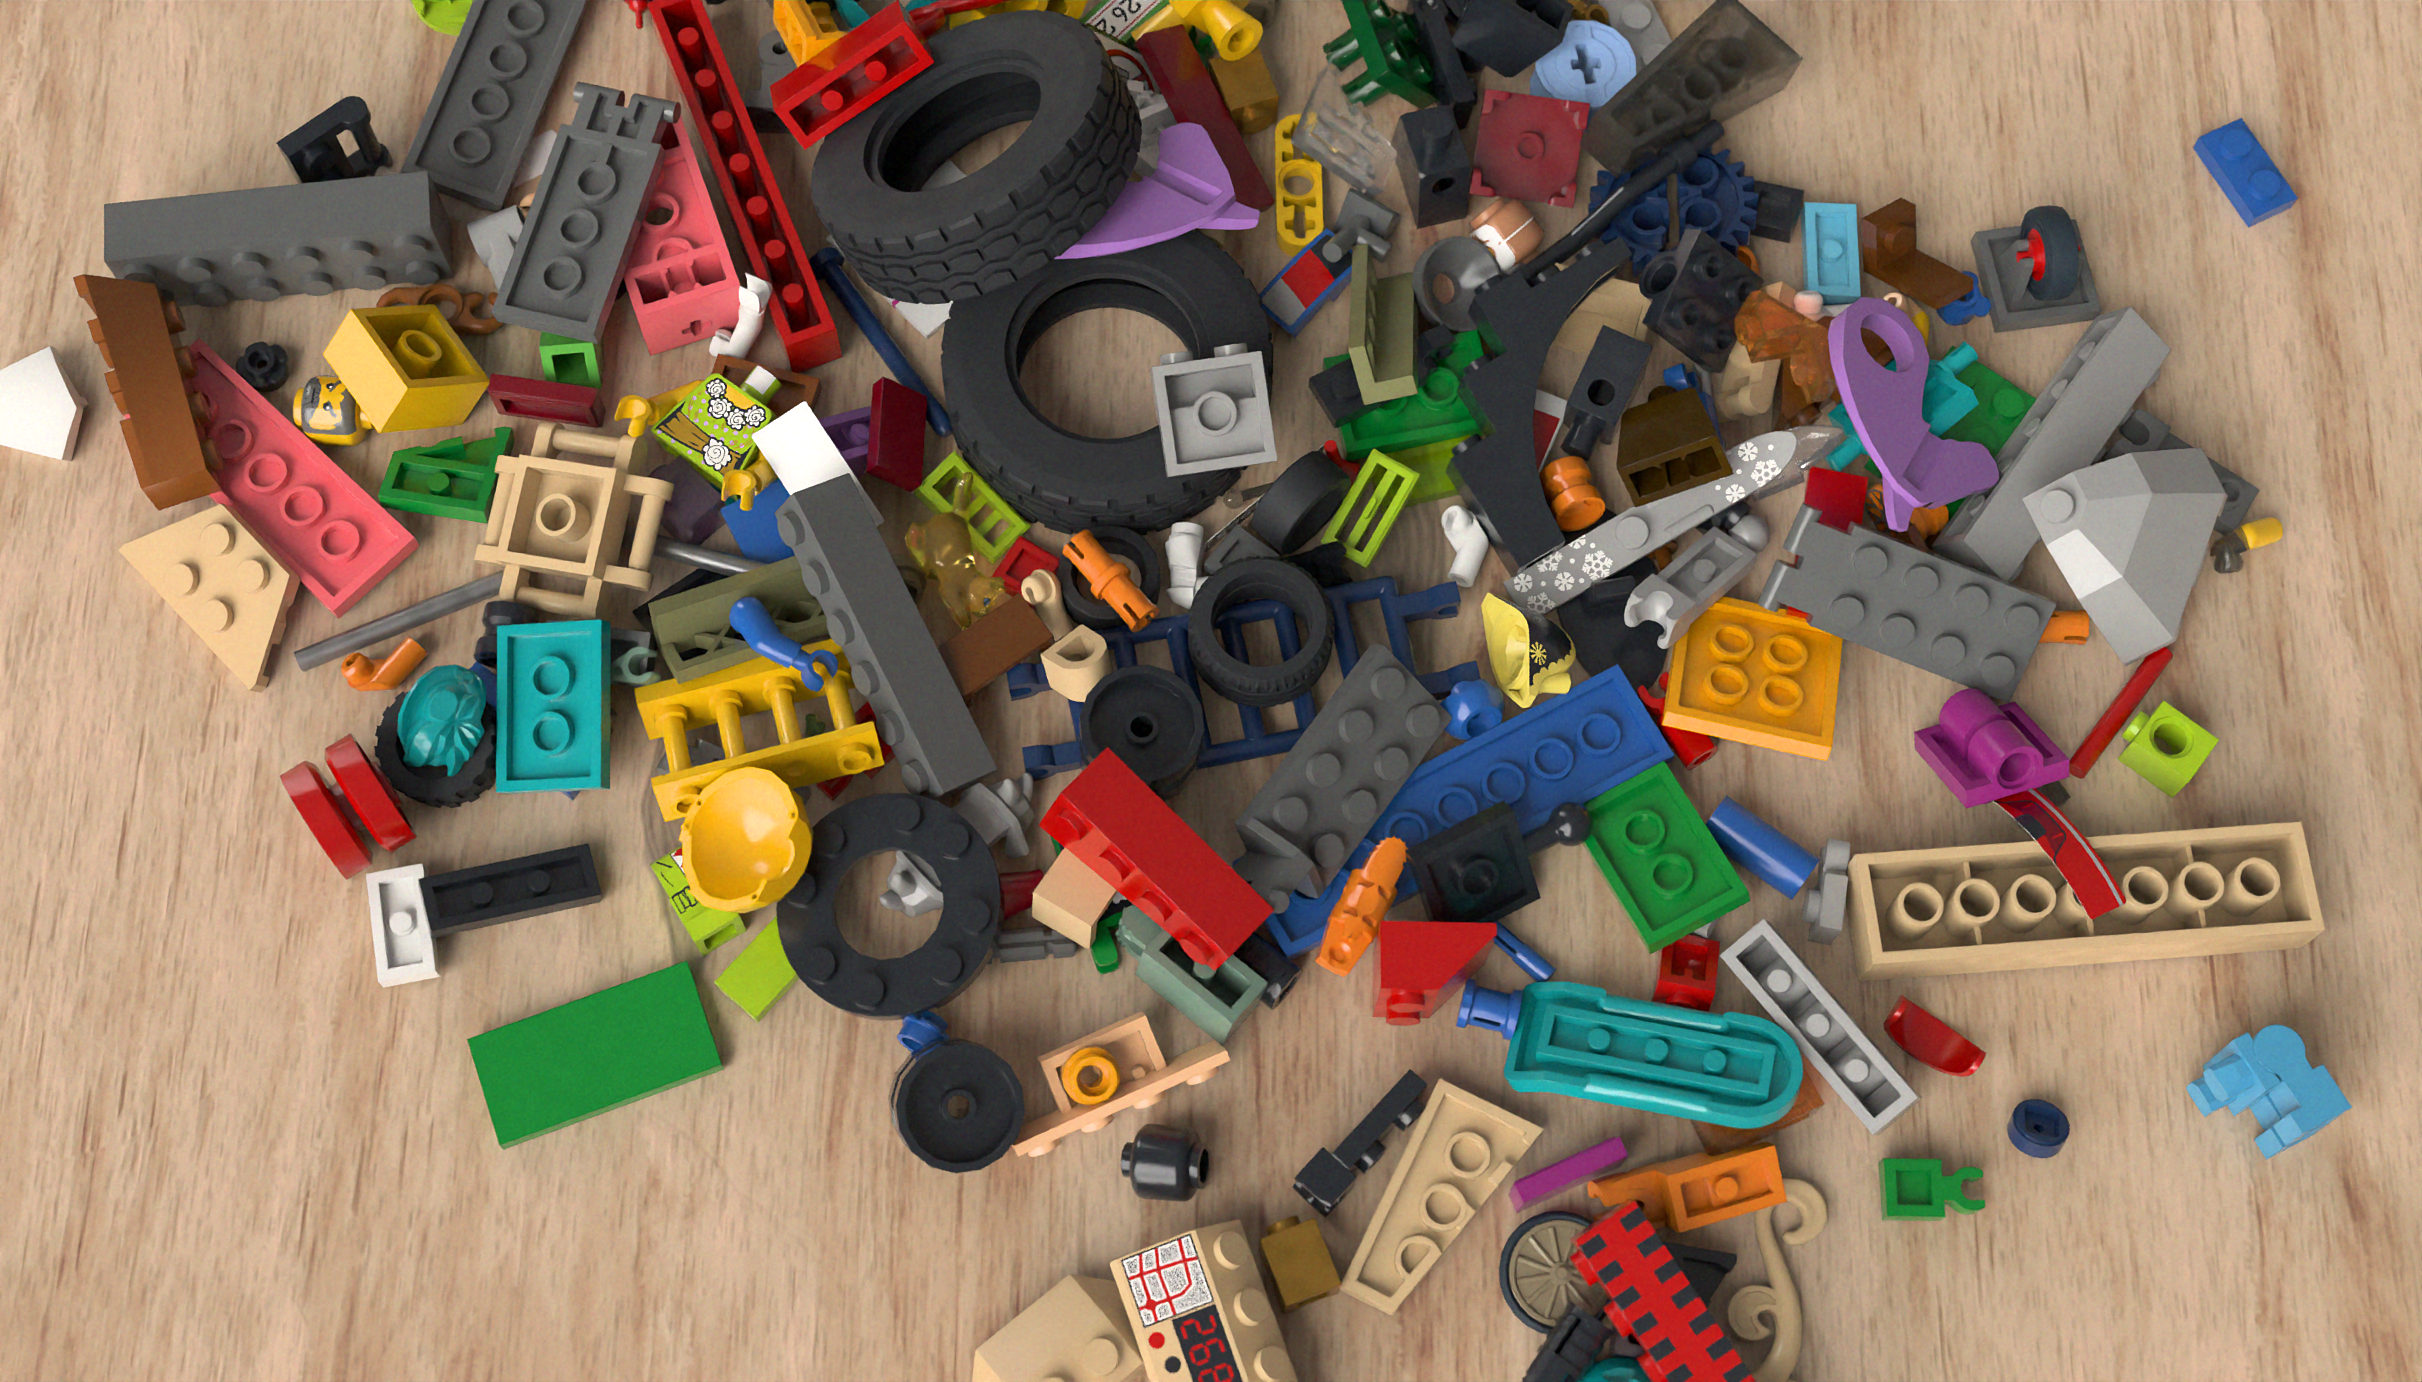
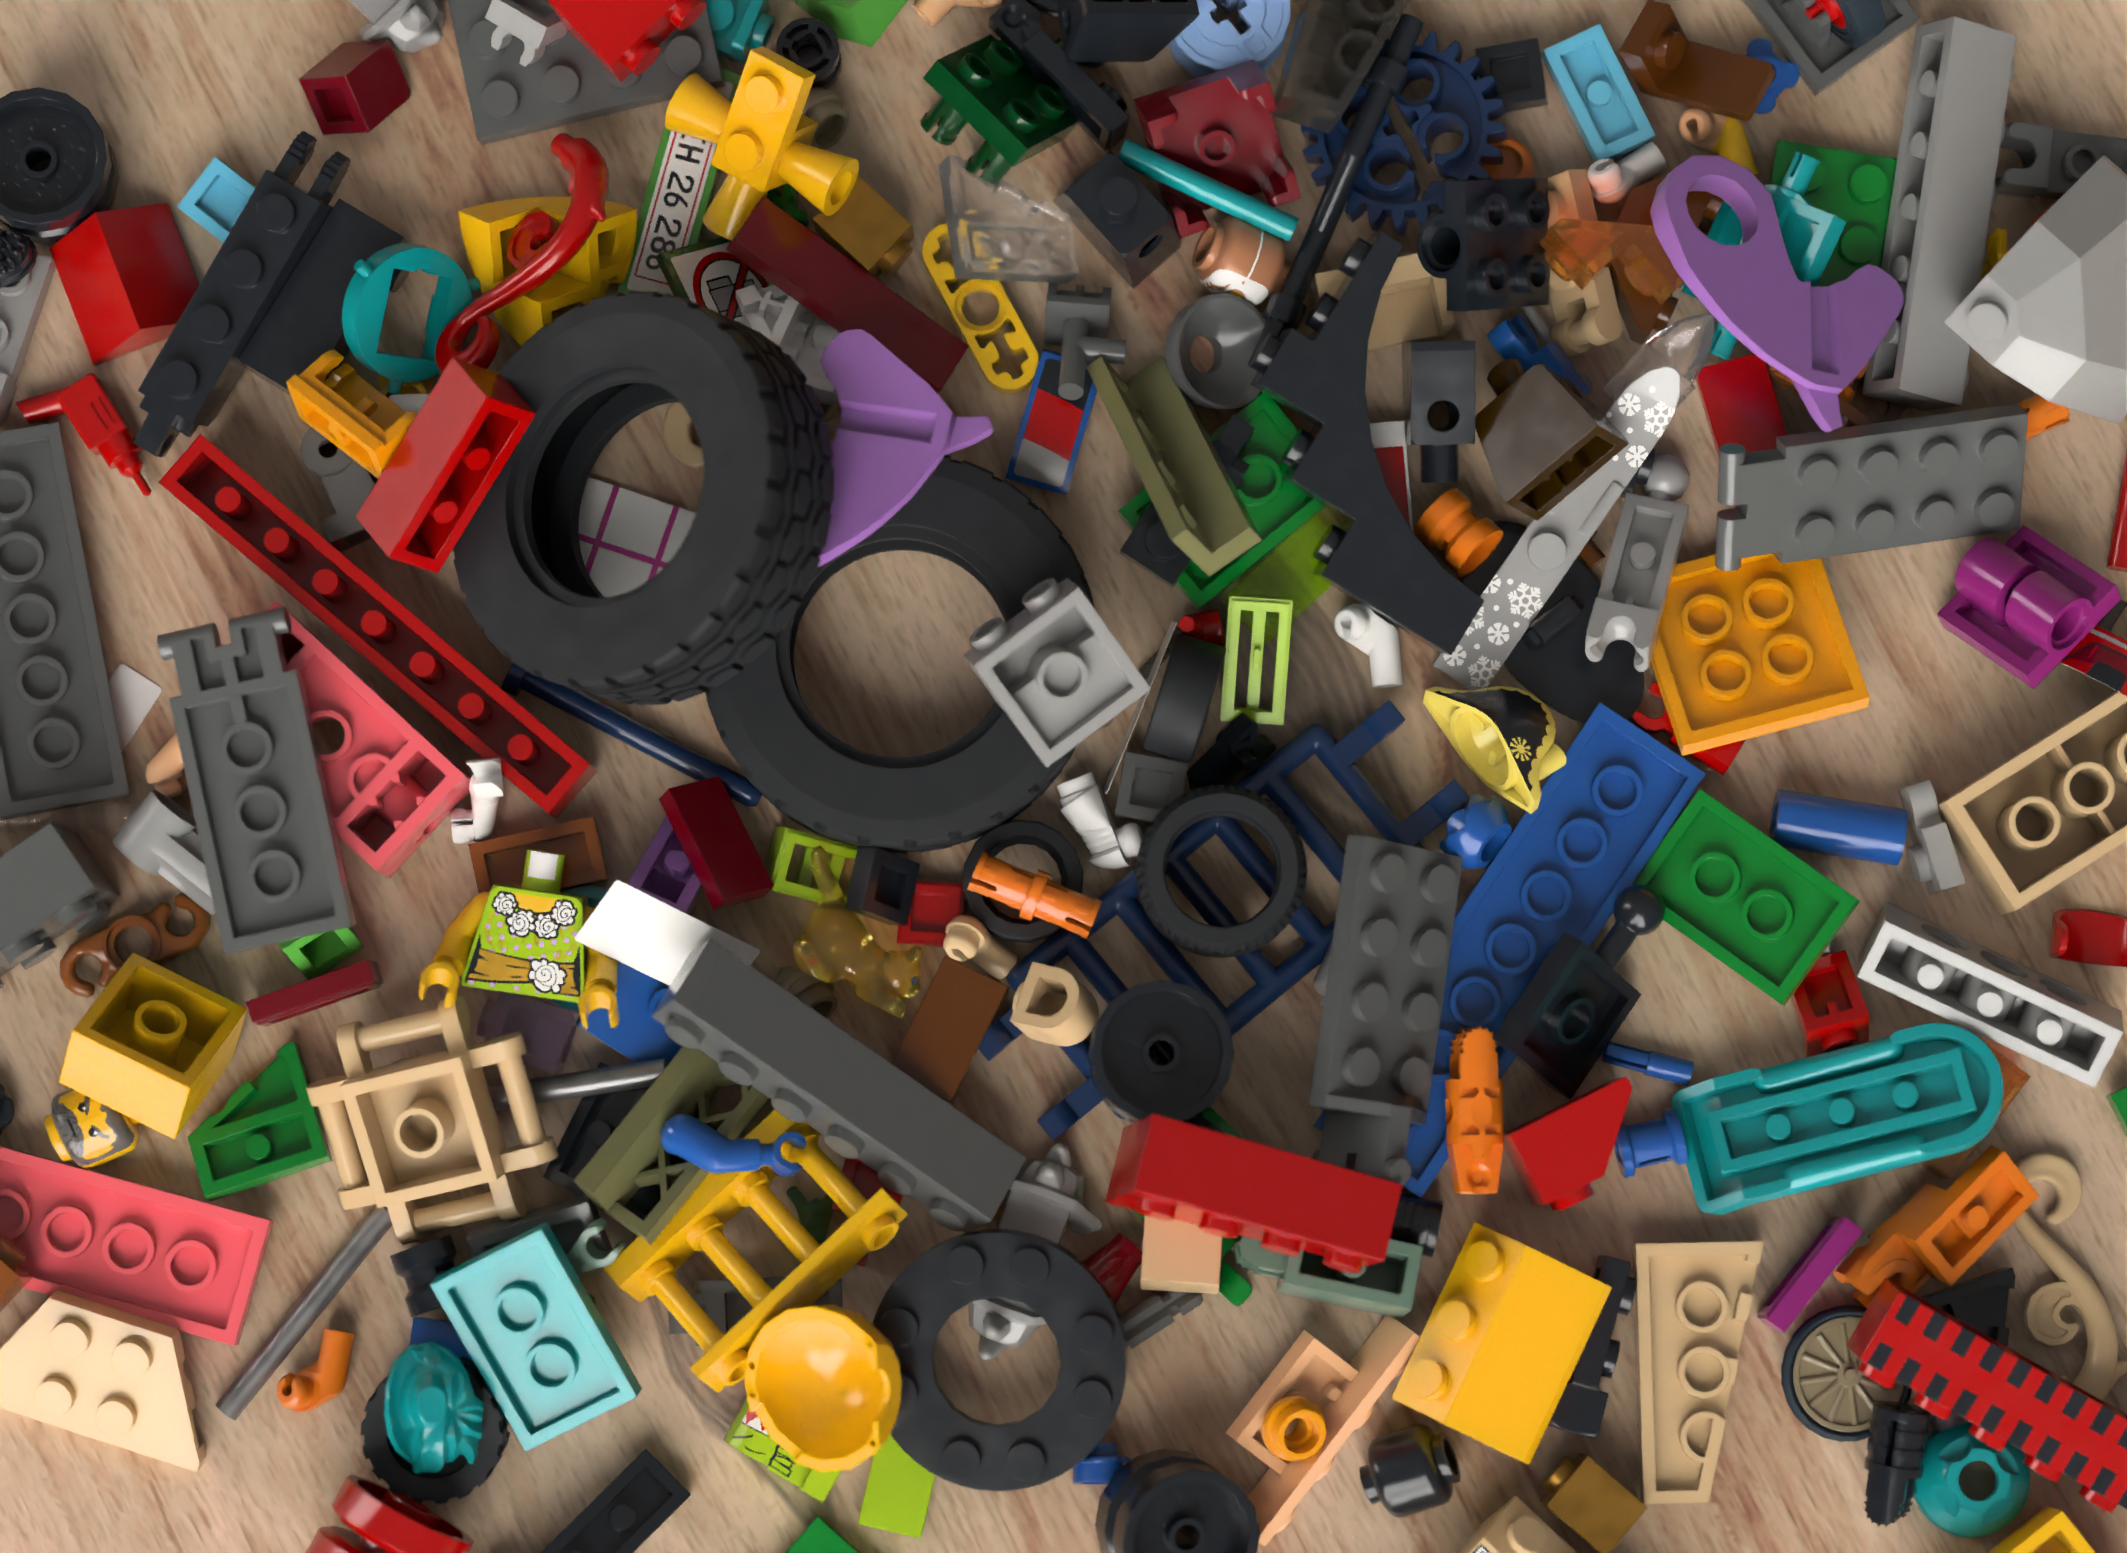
camera: 25 degrees left, 15 degrees up
(1001, 524) = (882, 886): none -> black plate
(1290, 1093) = (1501, 1343): none -> yellow slope
(1508, 172) = (1208, 190): none -> teal bar

